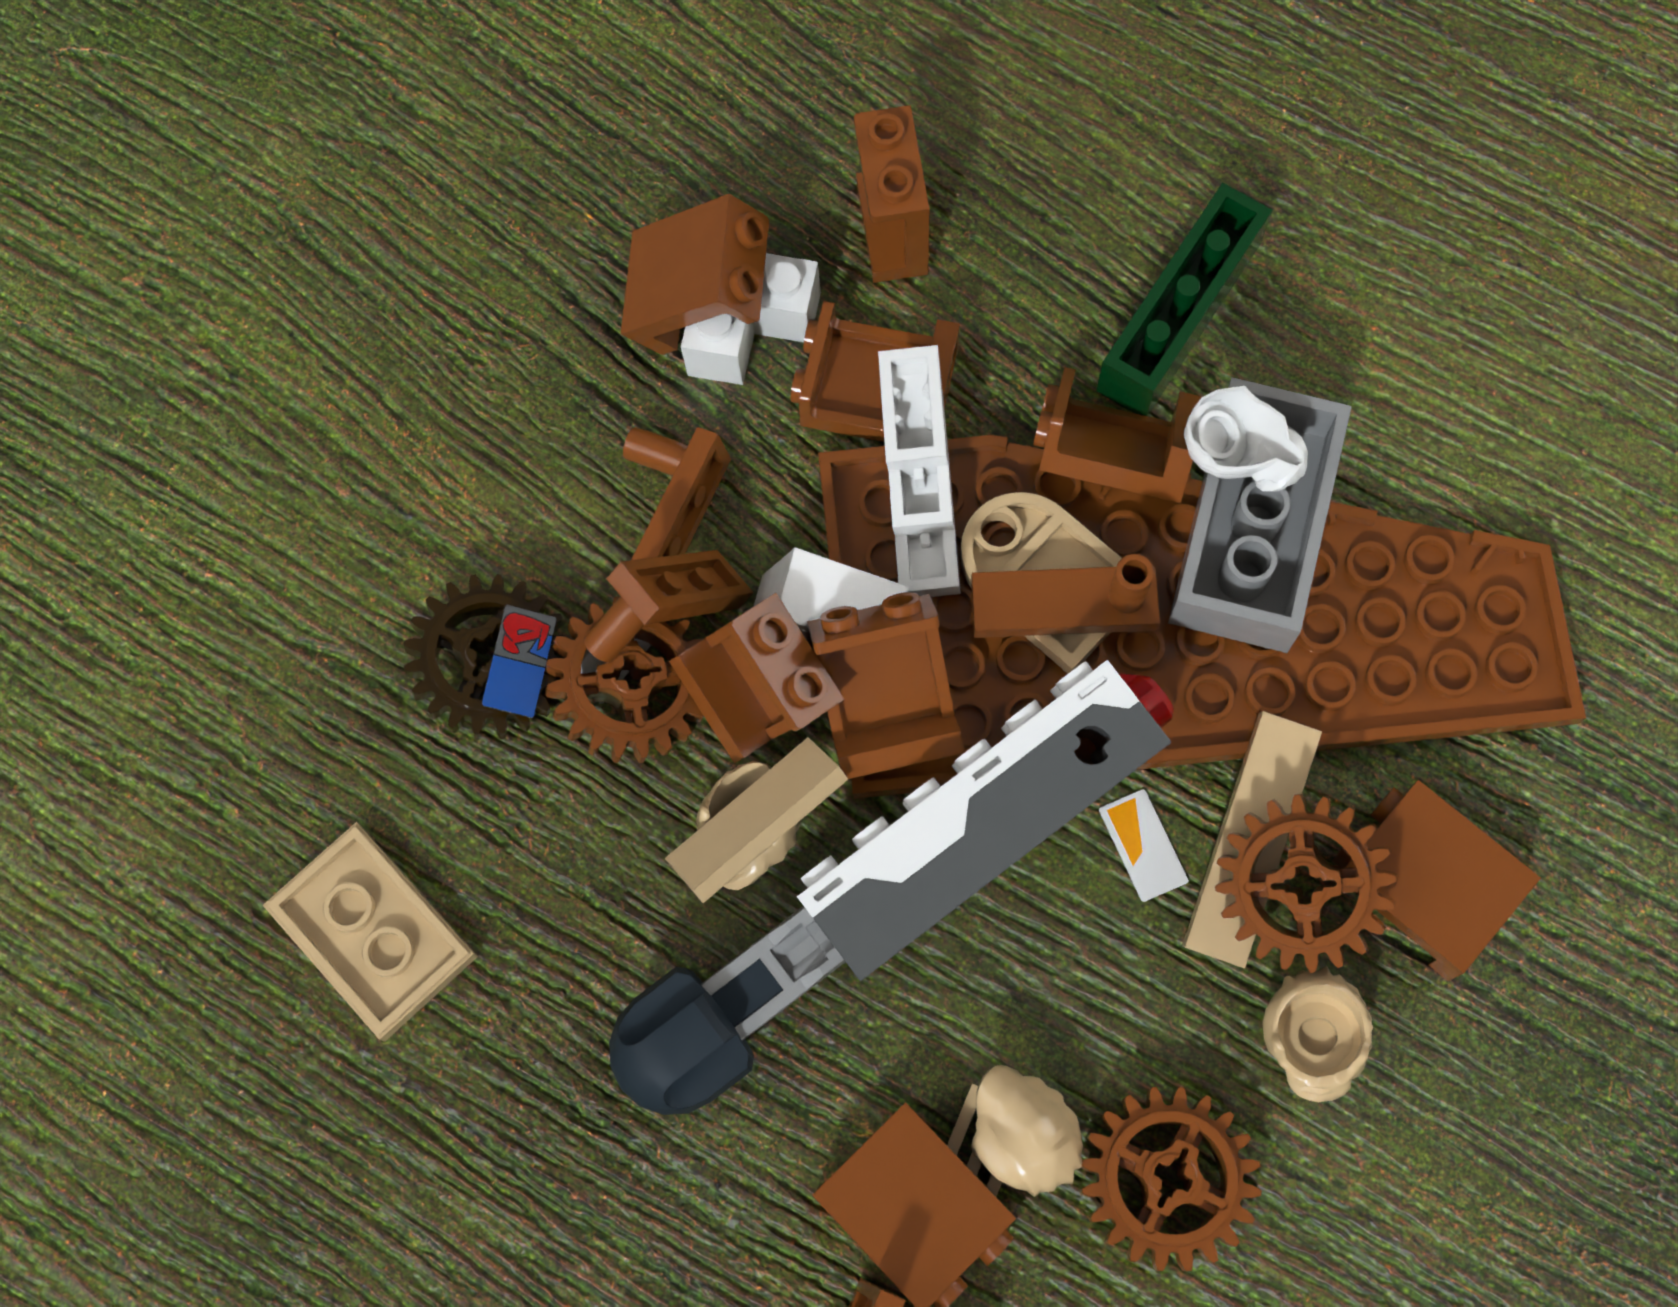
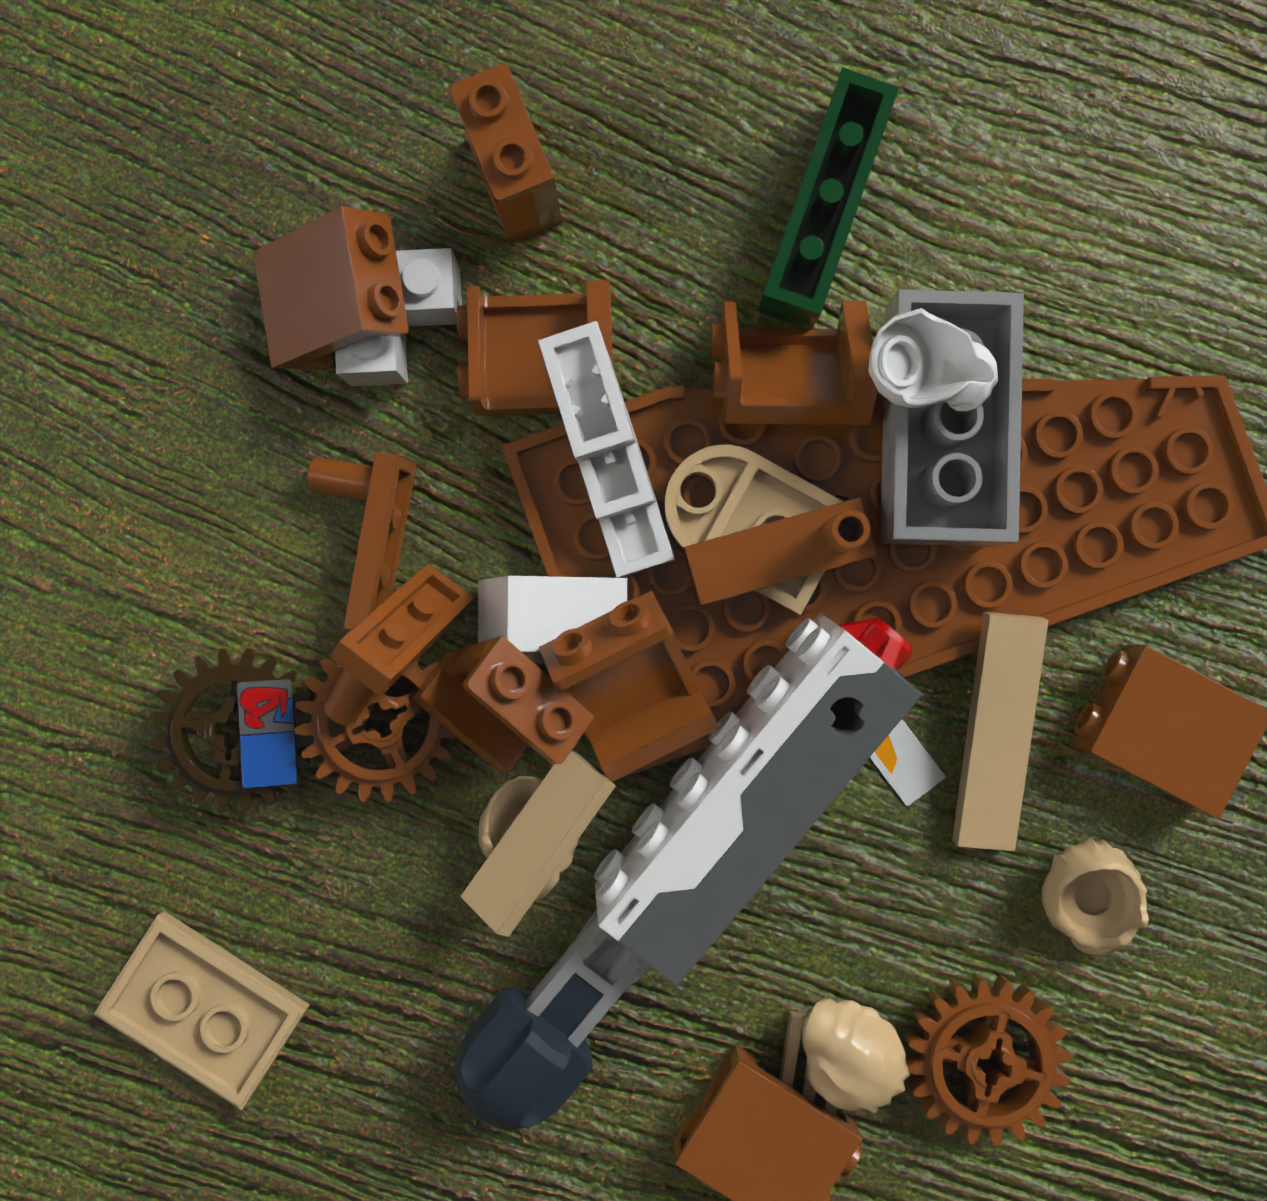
camera: 20 degrees left, 15 degrees up
(1309, 937) = (1087, 770): dark orange gear -> none

